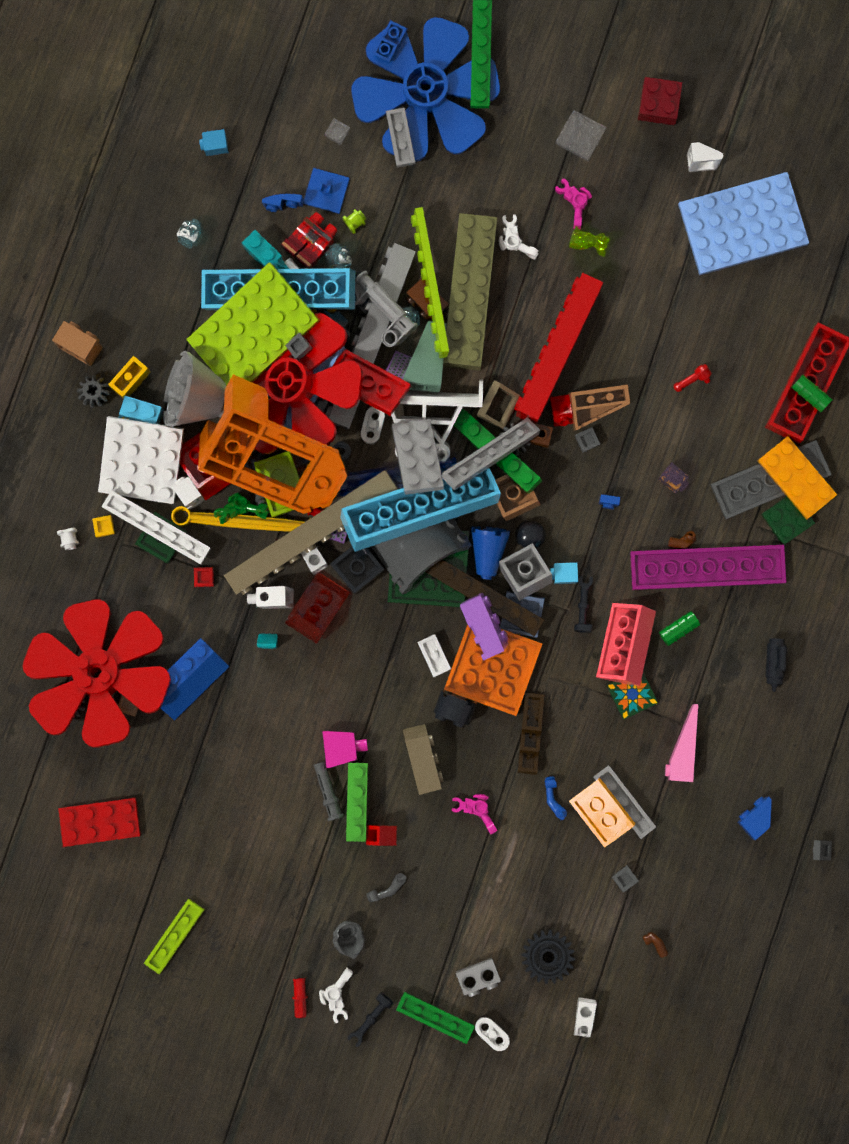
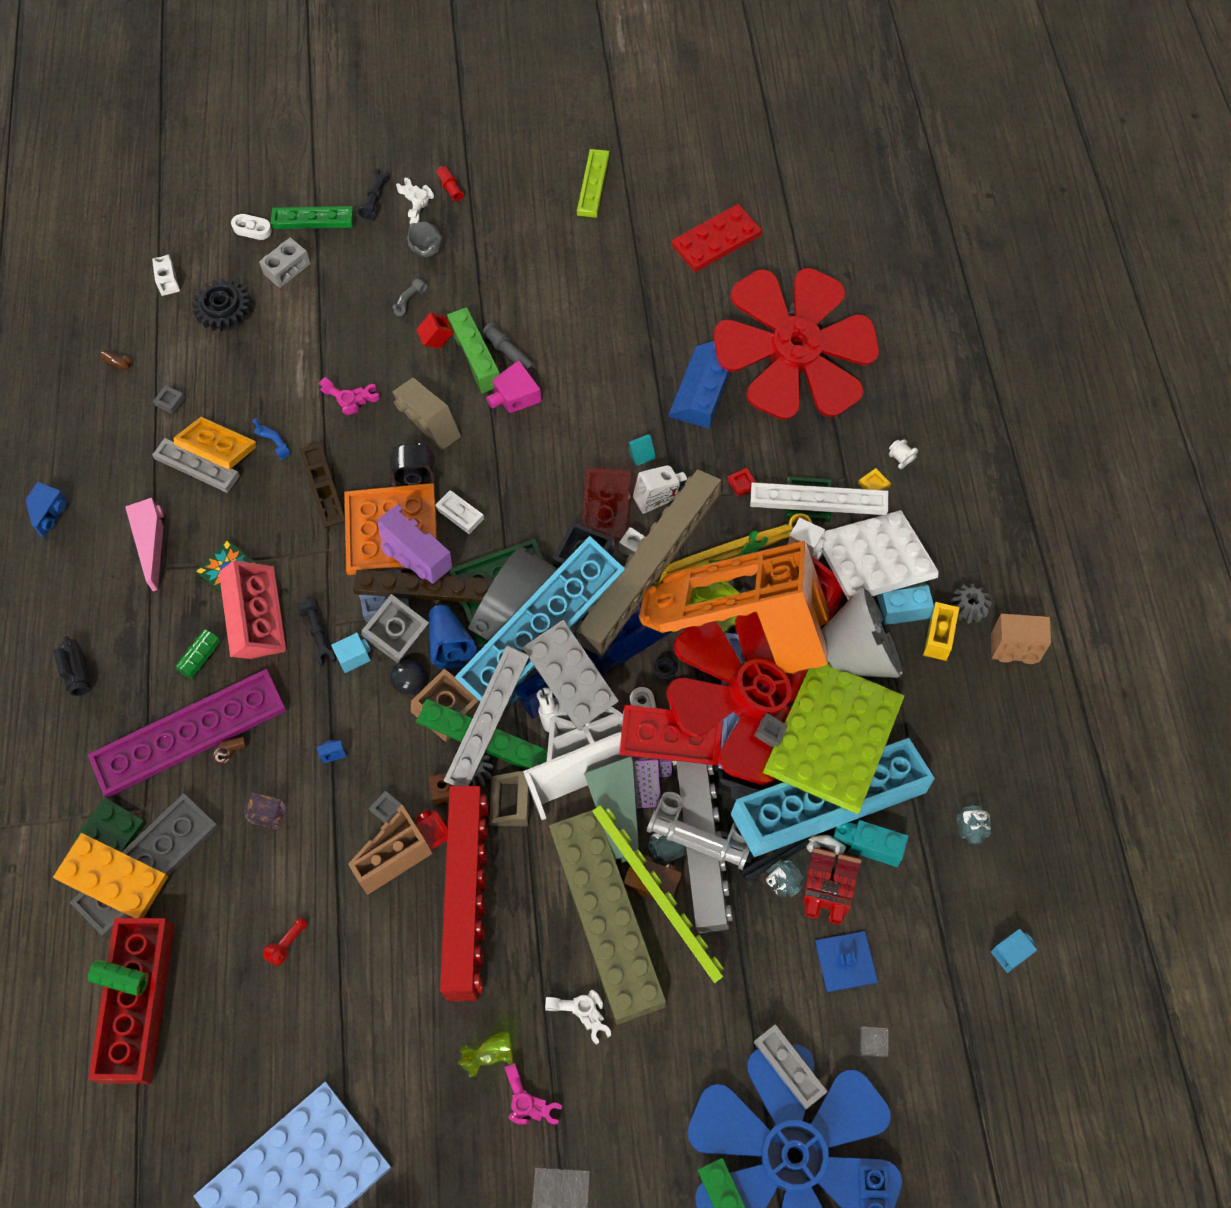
camera: 155 degrees right, 20 degrees down
(277, 202) = (893, 913): blue slope -> none
(354, 220) = (791, 936): lime brick -> none

